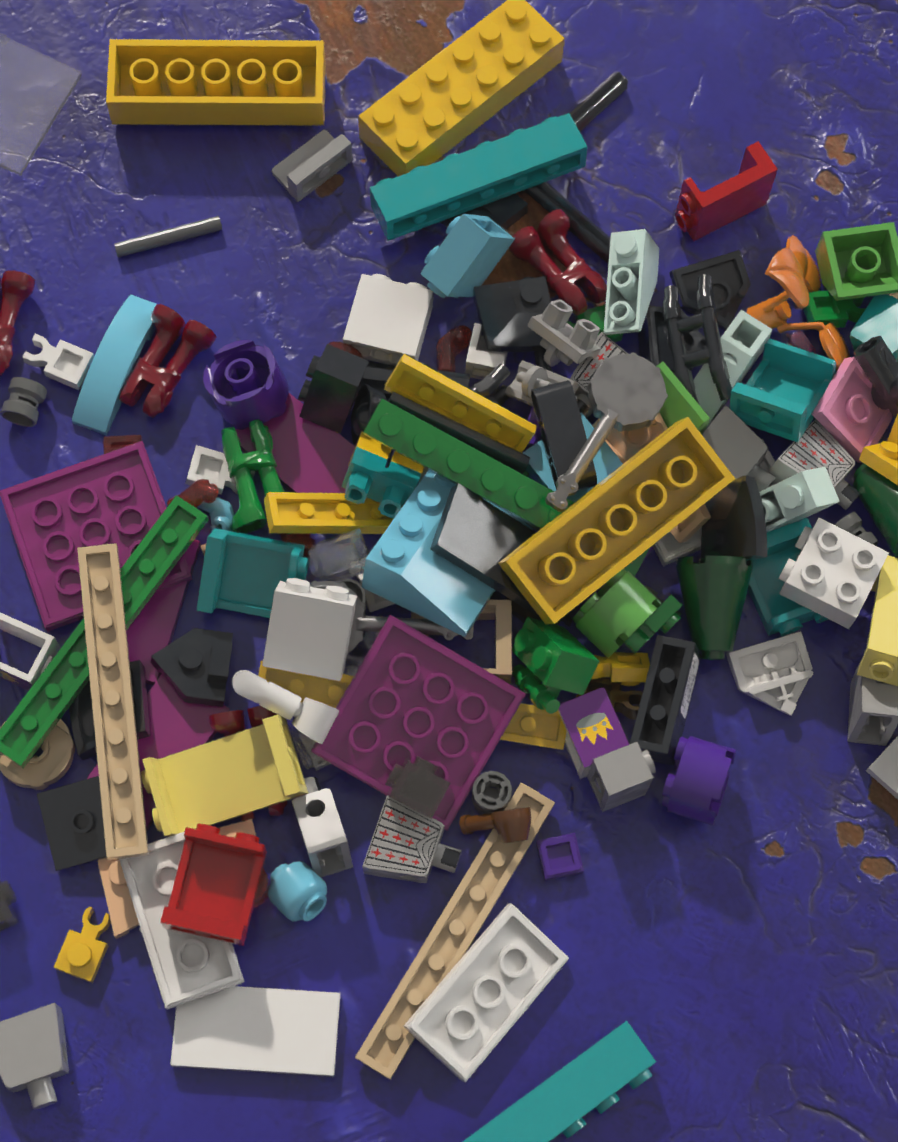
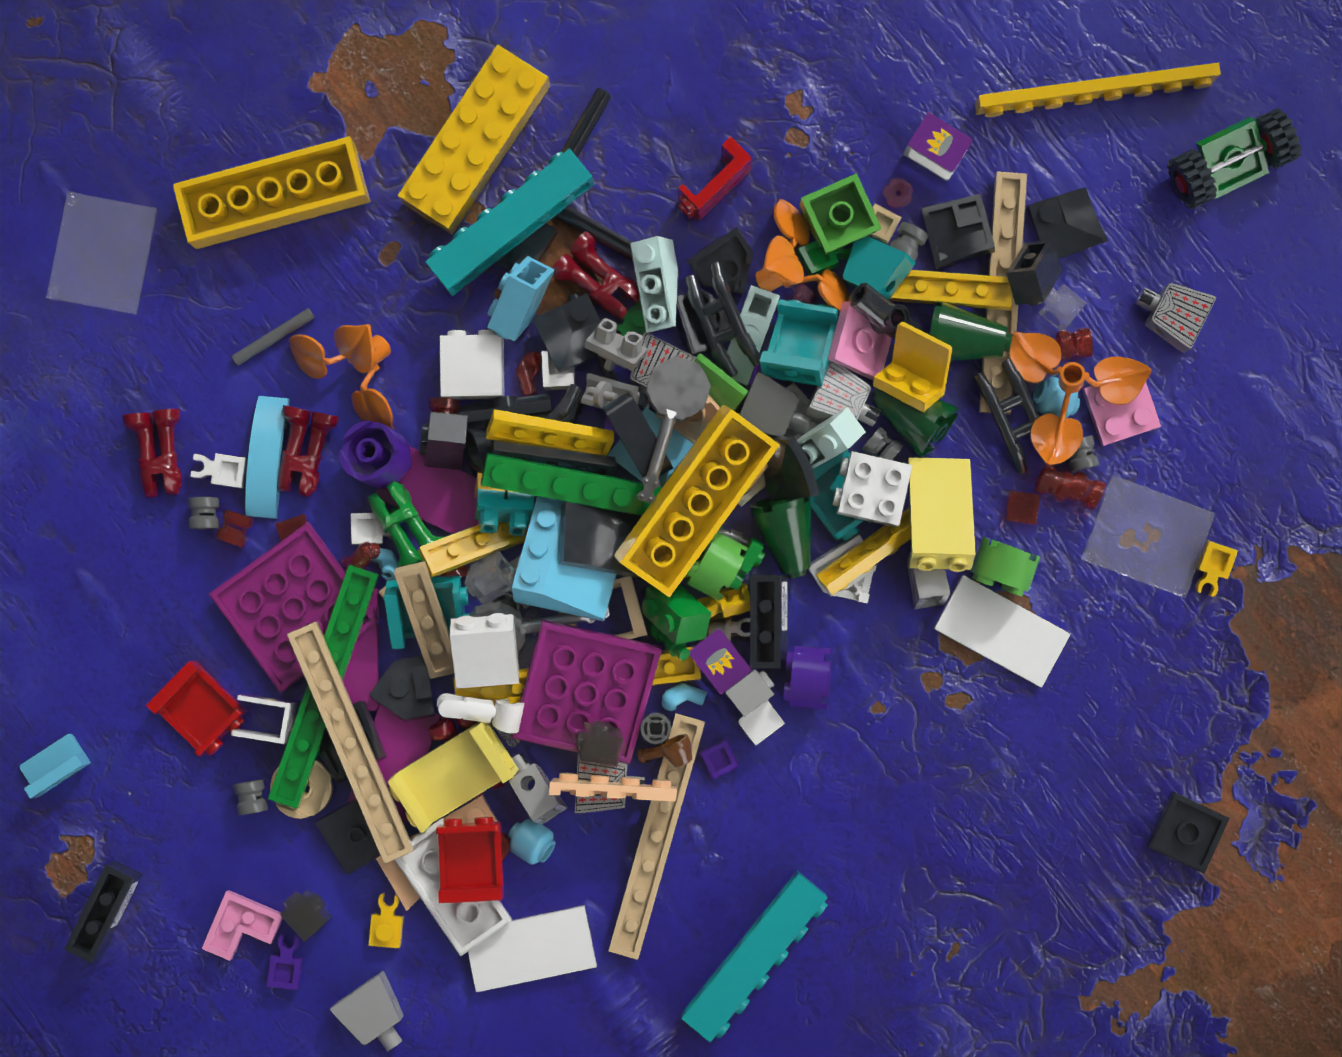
camera: 10 degrees left, 15 degrees up
(54, 428) = (231, 534): none -> clear red wheel
(249, 582) = (426, 618): none -> tan plate
(263, 242) = (364, 354): none -> orange plant
(313, 164) = (370, 239): light grey panel -> none
(417, 842) = (568, 782): none -> light nougat wing
(486, 992) = (691, 877): white tile -> none
(534, 762) = (681, 693): none -> medium azure arm
(625, 820) = (761, 722): none -> white panel
(800, 655) = (865, 555): none -> yellow plate

